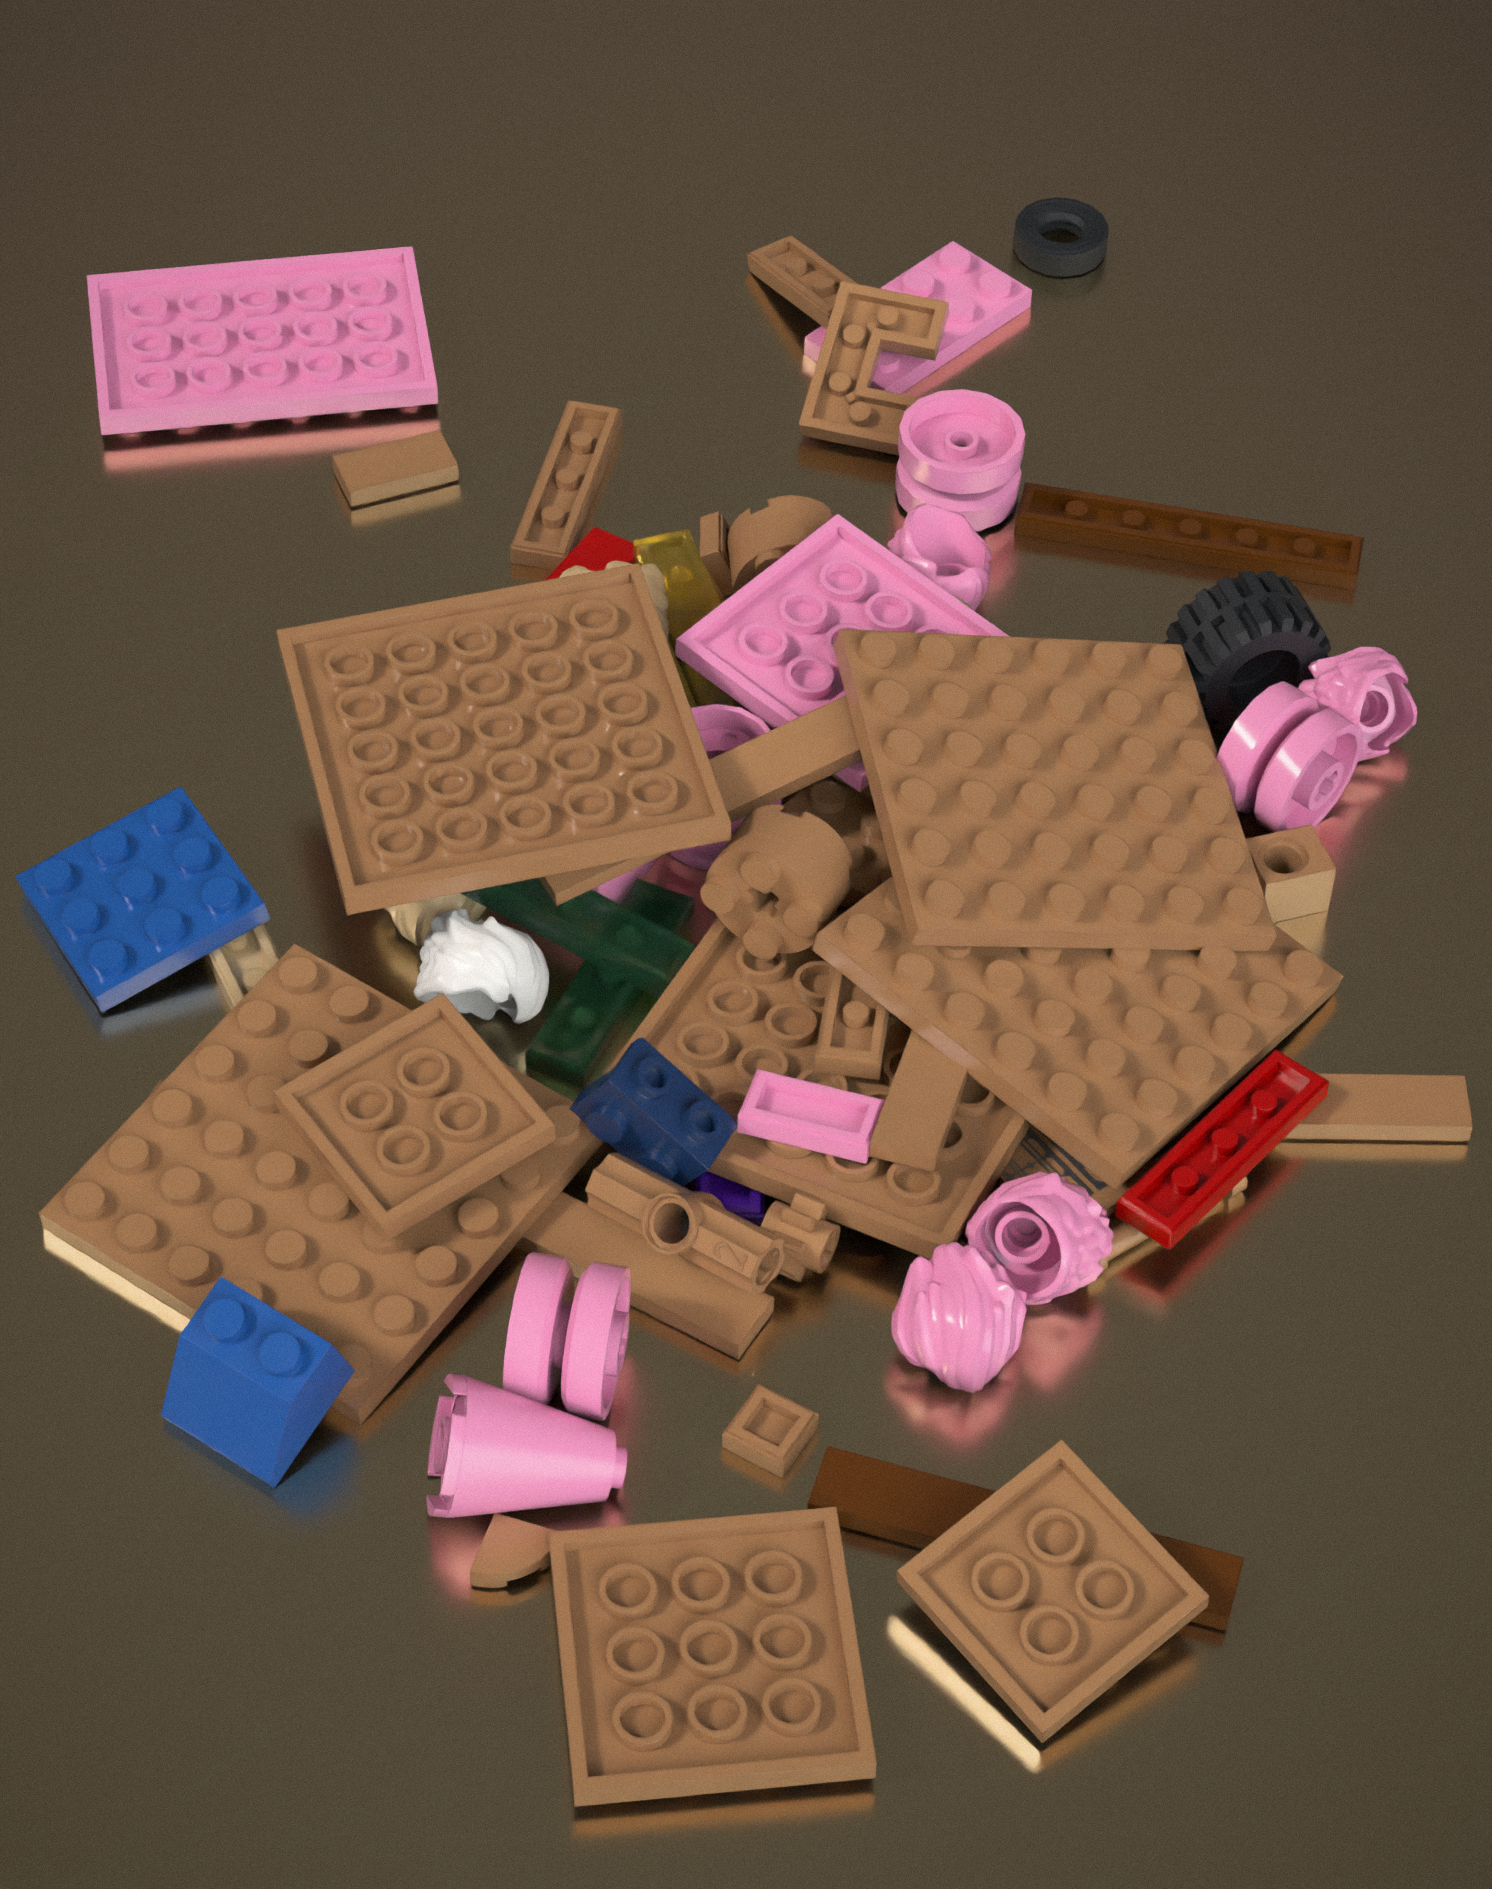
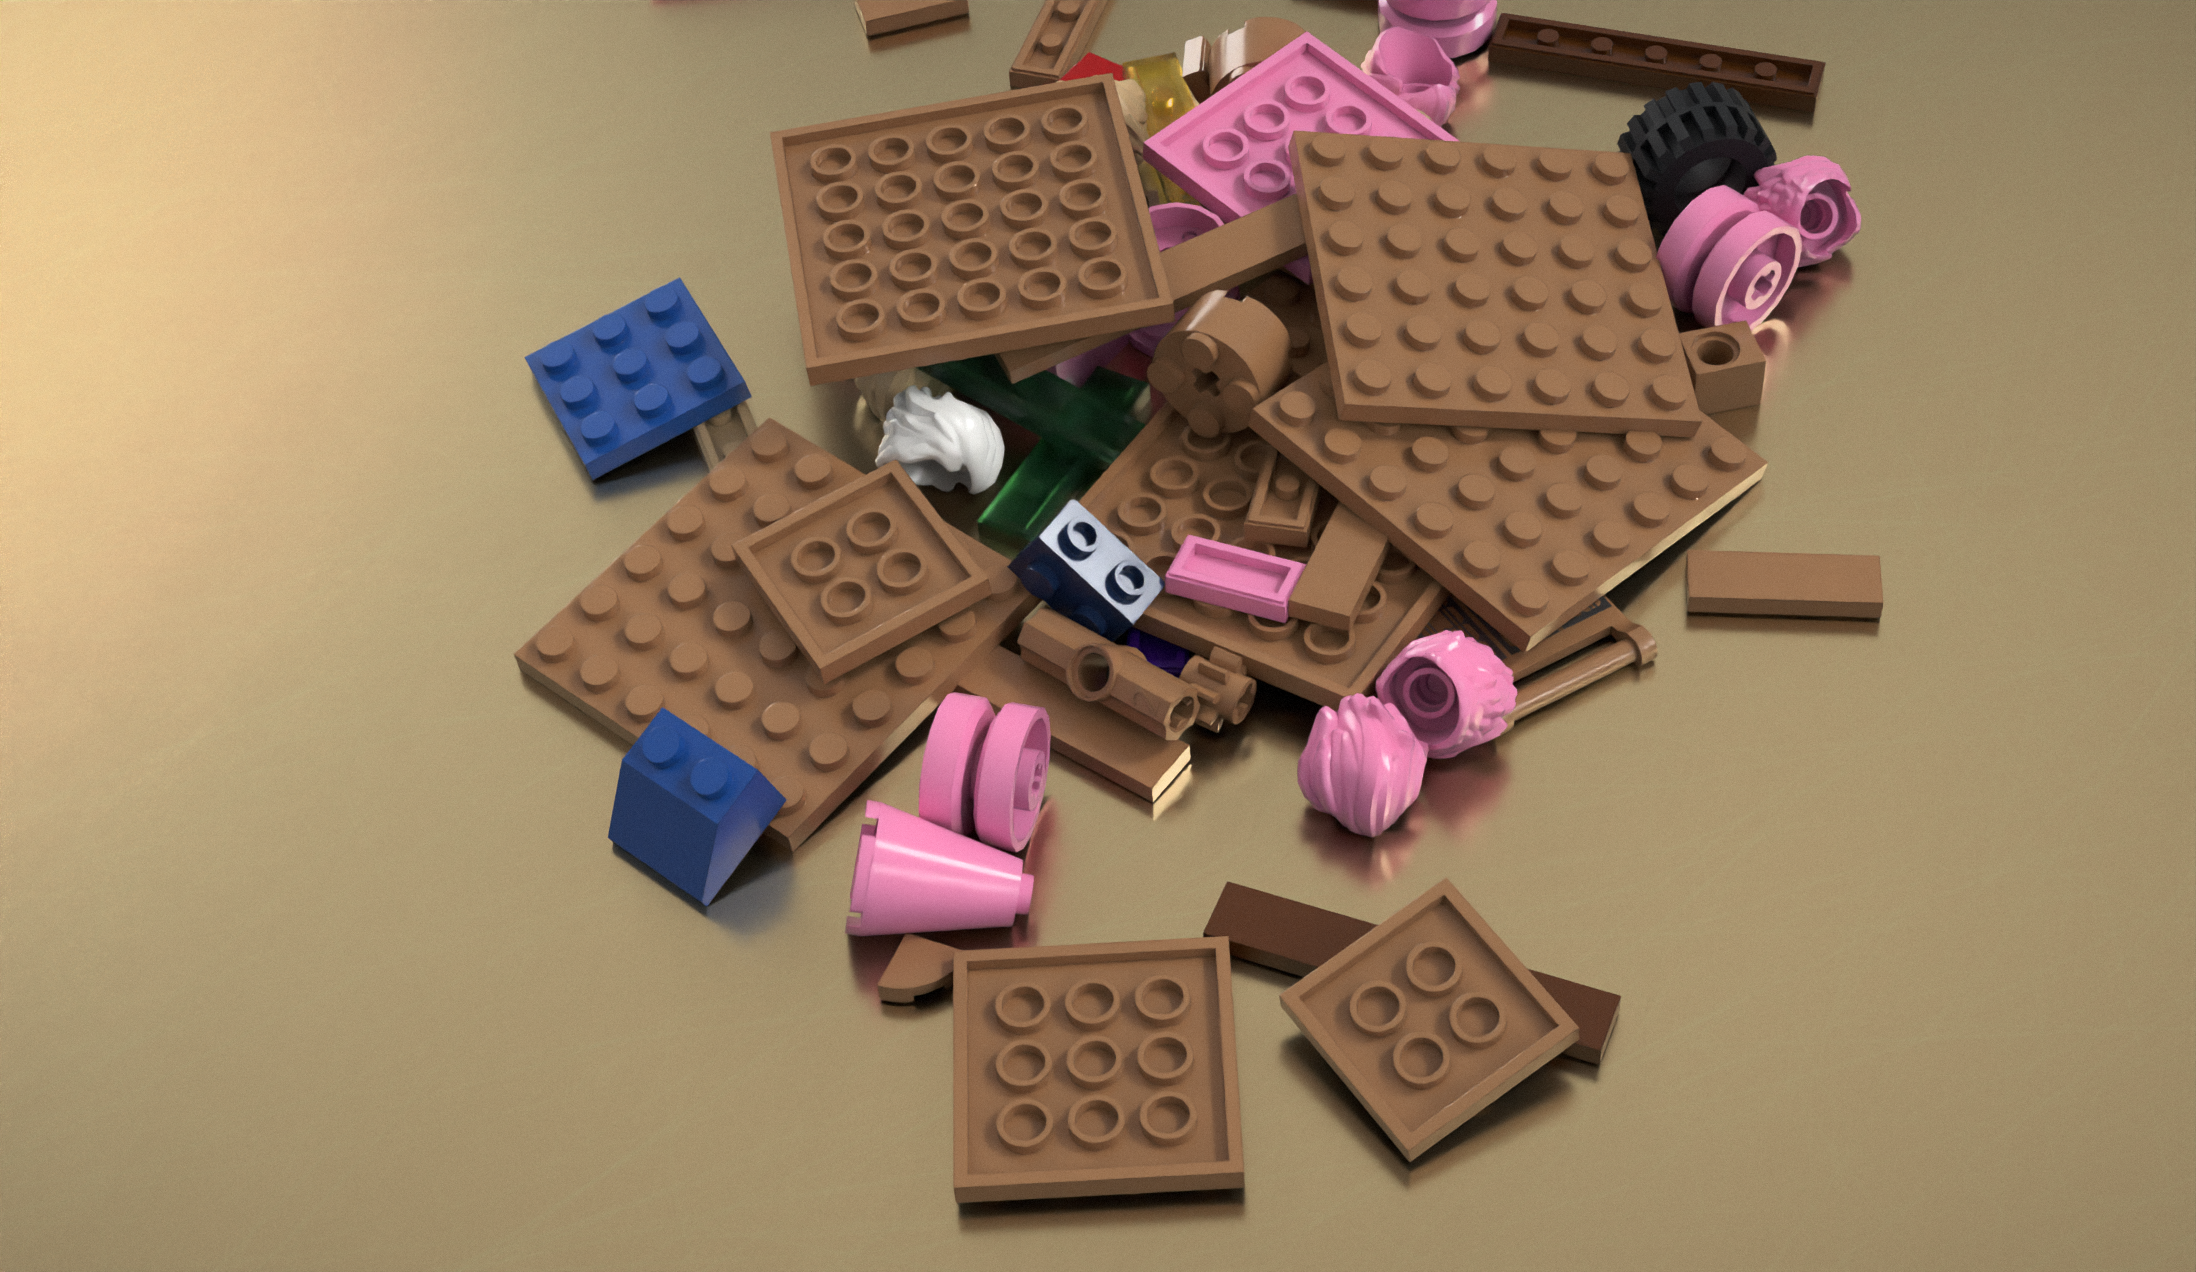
camera: 10 degrees right, 0 degrees up
(770, 1431) = (1175, 867): medium nougat tile -> none
(1221, 1149) = (1632, 618): red tile -> none

